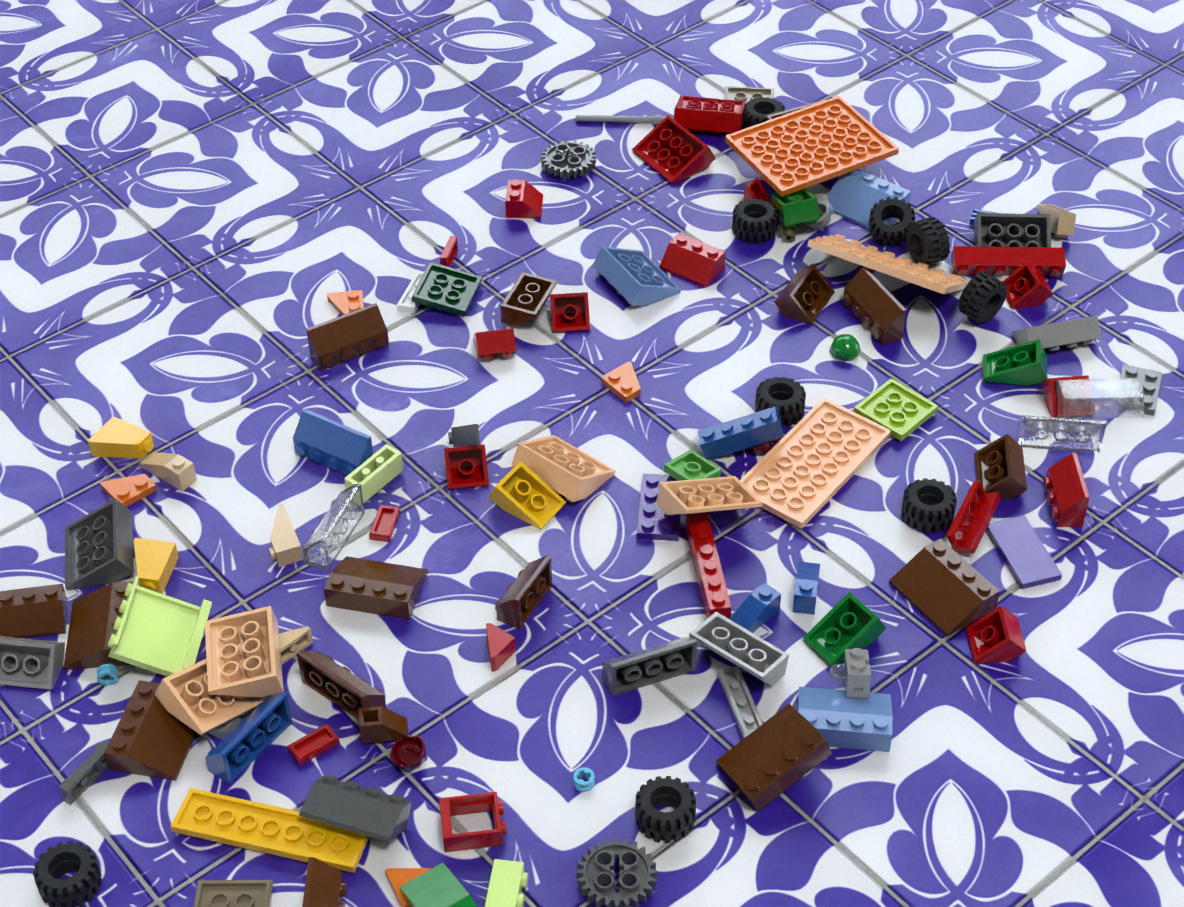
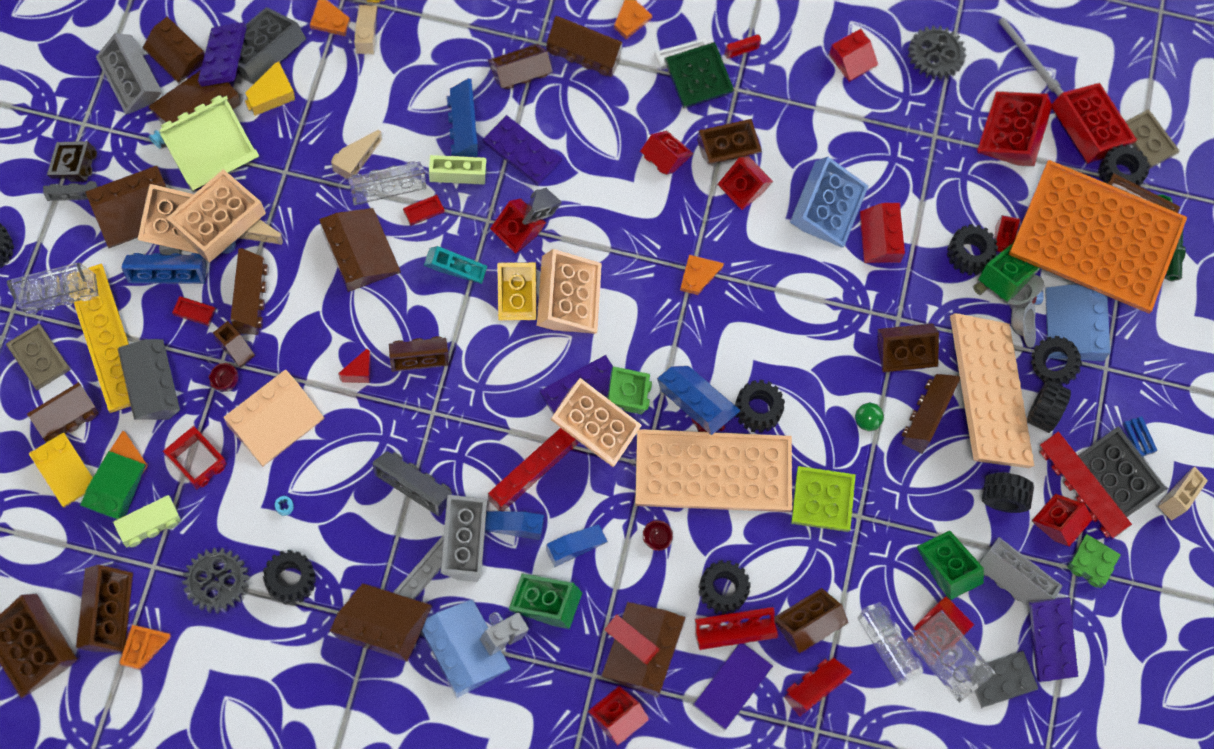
camera: 45 degrees right, 25 degrees up
(55, 753) = (72, 161): none -> dark brown plate
(81, 573) = (222, 54): none -> dark purple plate
(180, 833) = (53, 288): none -> clear slope
(319, 387) = (520, 66): none -> slope
(400, 428) = (522, 150): none -> dark purple plate
(457, 526) = (455, 264): none -> teal slope
(486, 738) = (273, 418): none -> light nougat slope
(839, 225) = (1024, 323): none -> light grey piece
(844, 523) = (657, 535): none -> dark red hair
(931, 587) = (631, 639): none -> red tile
(1075, 291) = (1093, 561): none -> bright green plate
(1128, 337) = (1053, 639): none -> dark purple plate

